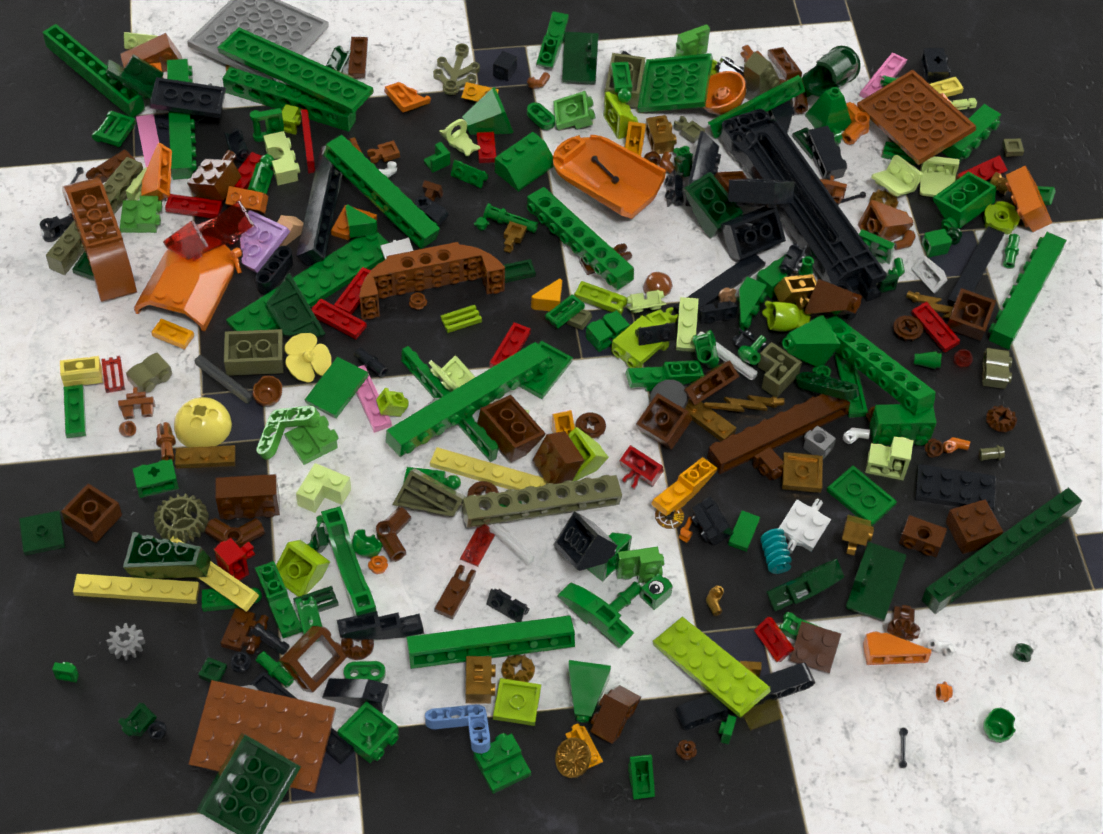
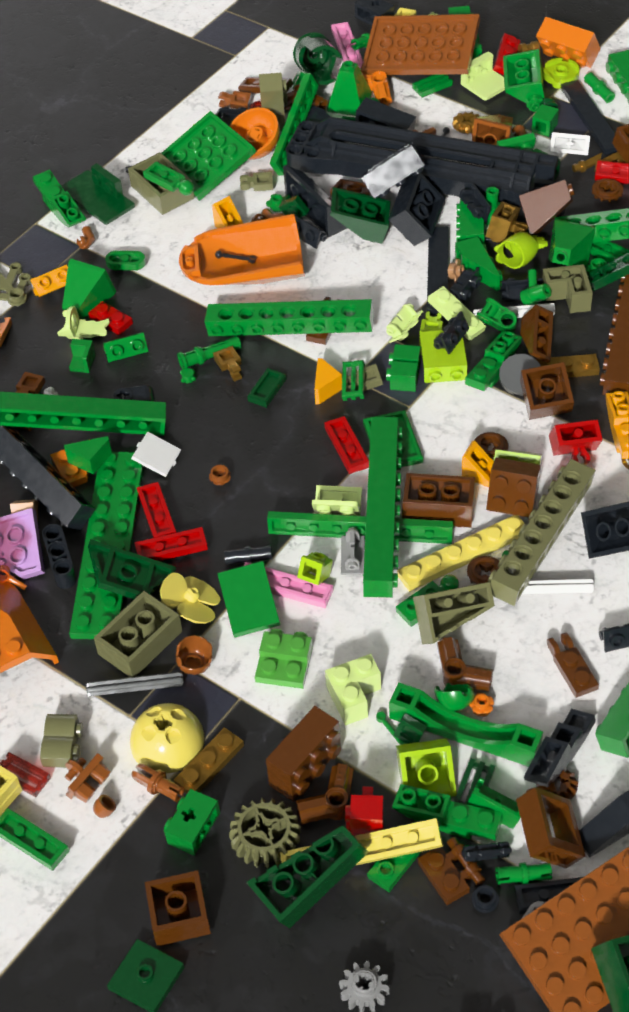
camera: 40 degrees left, 5 degrees down
(136, 588) = (303, 935): light yellow plate -> none
(172, 333) = (34, 688): light orange plate -> none
(212, 670) = (474, 931): dark green plate -> none
(278, 421) = (242, 673): bright green beam -> none
(364, 670) = (594, 799): green plate -> none
(429, 269) = (204, 436): dark orange slope -> none
(432, 190) = (112, 381): reddish brown tile -> none
(460, 316) = (278, 446): lime tile -> none
(478, 545) = (537, 613): clear red hinge -> none
(505, 66) = (43, 246): black brick -> none
(524, 161) = (161, 302): green slope -> none
(574, 111) = (149, 235): bright green plate -> none
(600, 297) = (364, 349): lime plate -> none
(617, 115) = (191, 212): lime slope -> none
(658, 281) = (390, 304): dark orange hair -> none
(660, 134) = (246, 200): pearl gold brick -> none
(693, 41) = (179, 117): bright green plate -> none
(755, 403) = (575, 336): pearl gold piece -> none
(899, 177) = (459, 95): yellowish green bracket -> none
(1013, 147) = (502, 23): olive plate -> none

